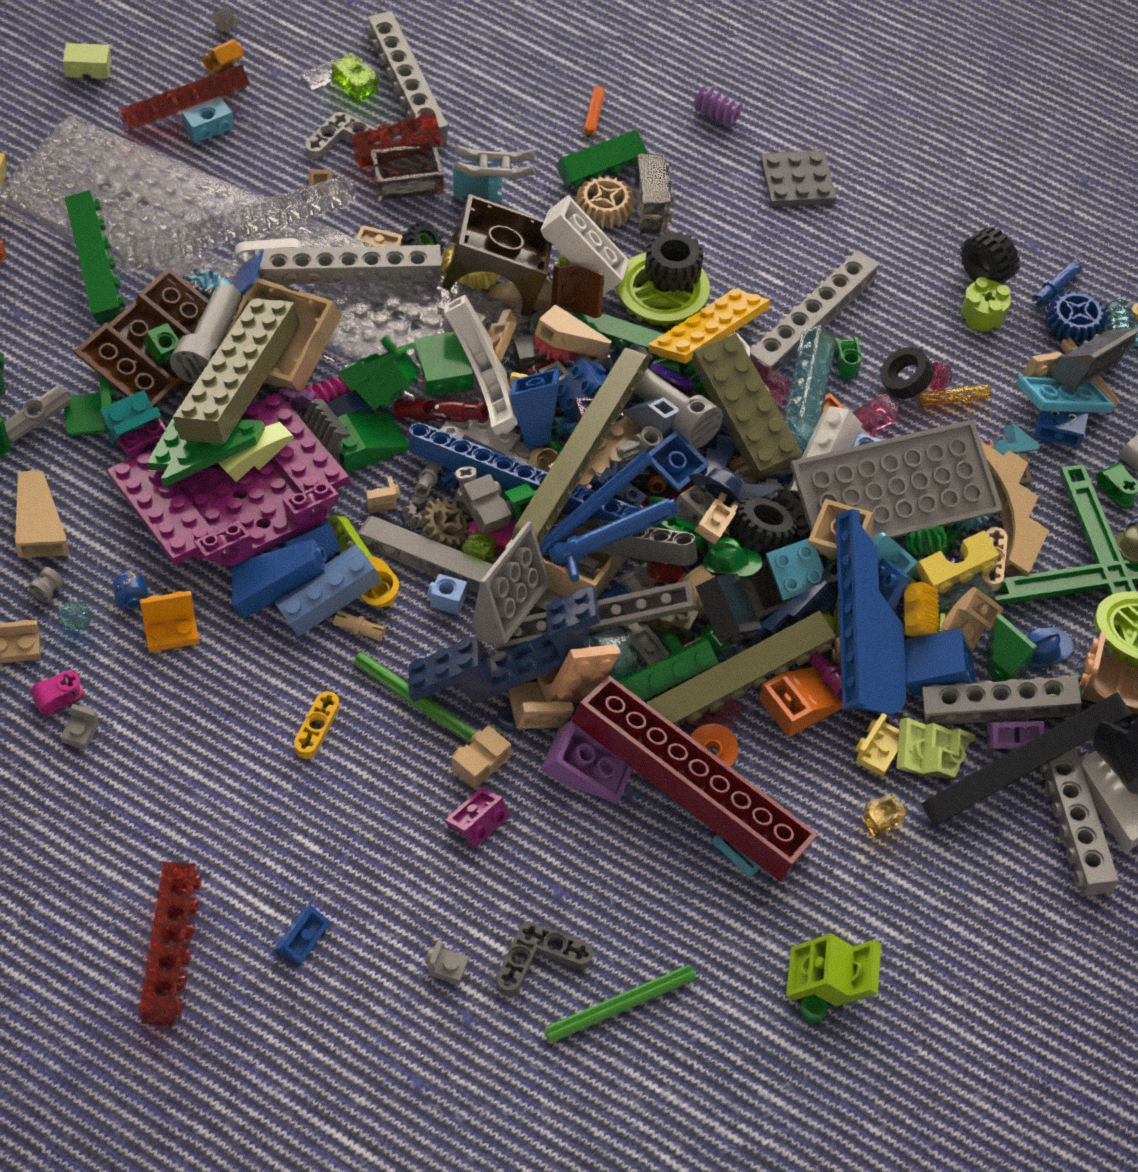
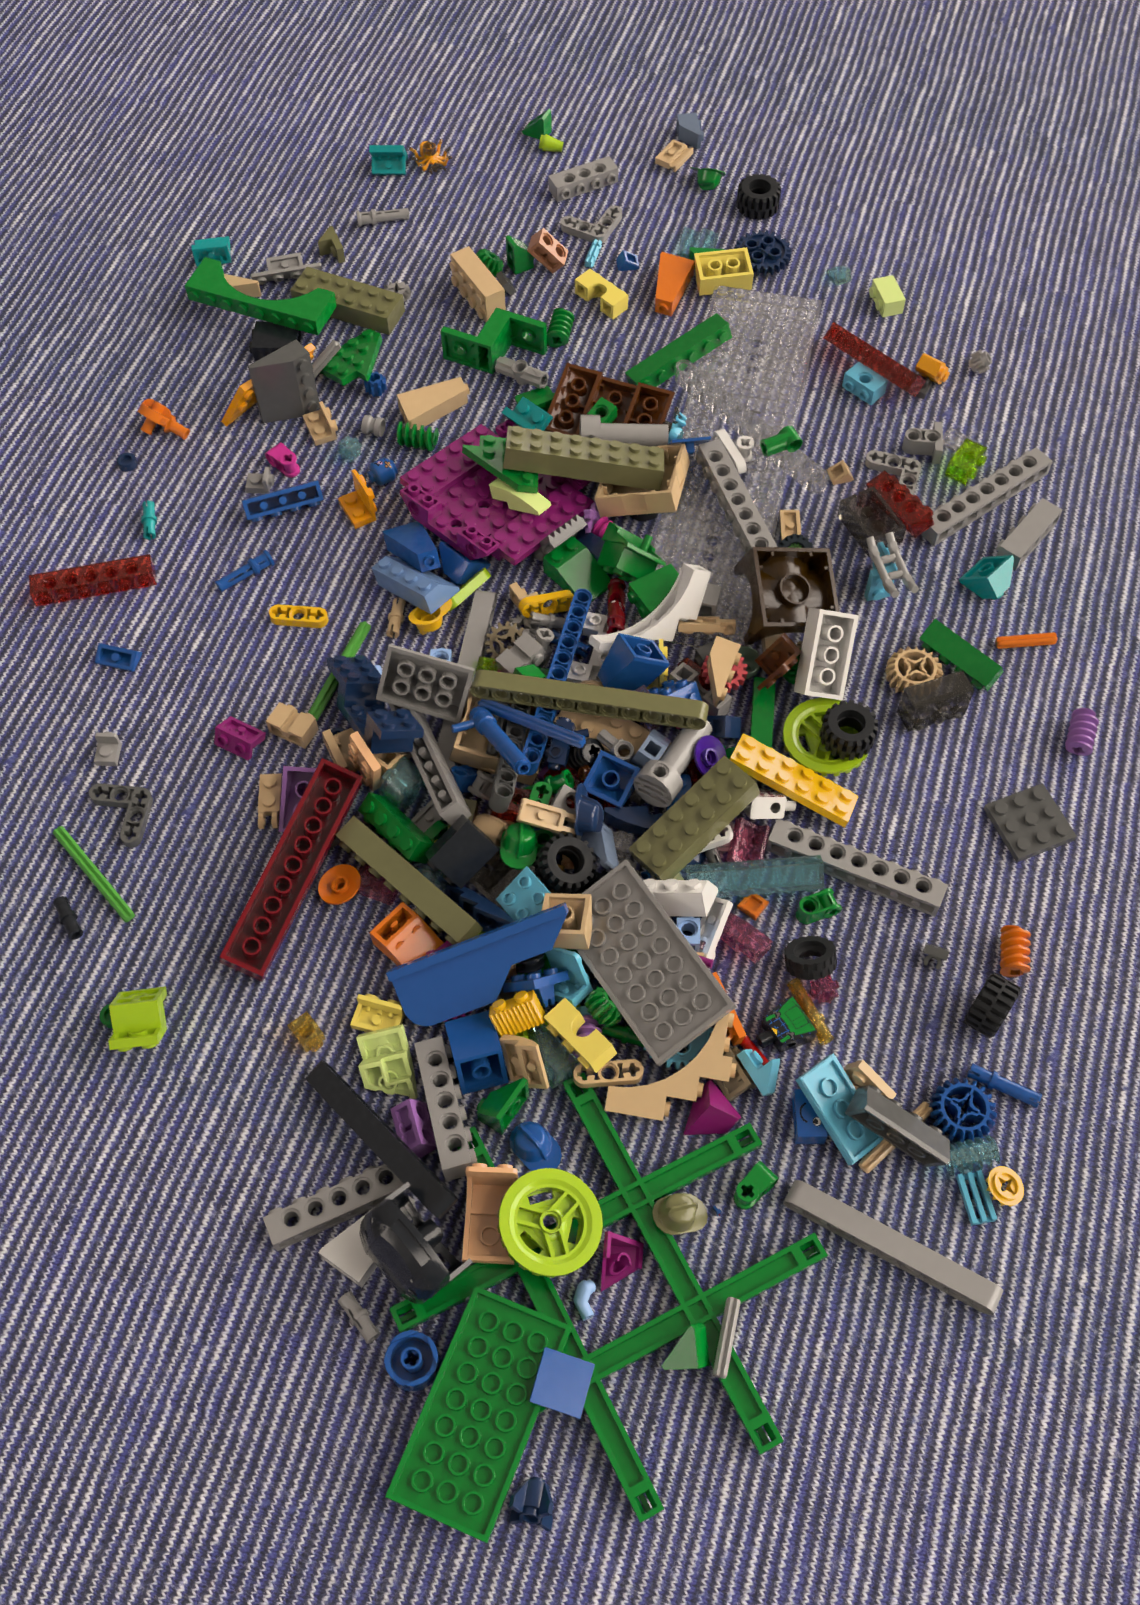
camera: 80 degrees right, 5 degrees up
(25, 91) = (839, 274): none -> clear light blue slope
(89, 541) = (417, 438): none -> green piece
(90, 864) = (149, 520): none -> teal pin
(131, 702) = (283, 499): none -> blue brick
(221, 758) = (254, 568): none -> blue pin
(270, 231) = (744, 446): none -> white bush
(292, 195) = (786, 439): none -> green piece
(314, 96) = (925, 442): none -> light grey tile
(403, 473) = (539, 600): none -> yellow beam
(469, 63) = (1029, 532): none -> light grey brick
(509, 108) = (989, 576): none -> teal slope
(575, 802) = (269, 799): none -> tan hinge
(676, 1036) = (68, 917): none -> black pin
(919, 286) = (935, 952): none -> dark grey tile
(932, 230) = (1014, 951): none -> orange piece
(967, 407) = (786, 1027): none -> torso
(986, 304) = (933, 1006): lime brick -> none
(1049, 496) = (711, 1113): none -> magenta slope

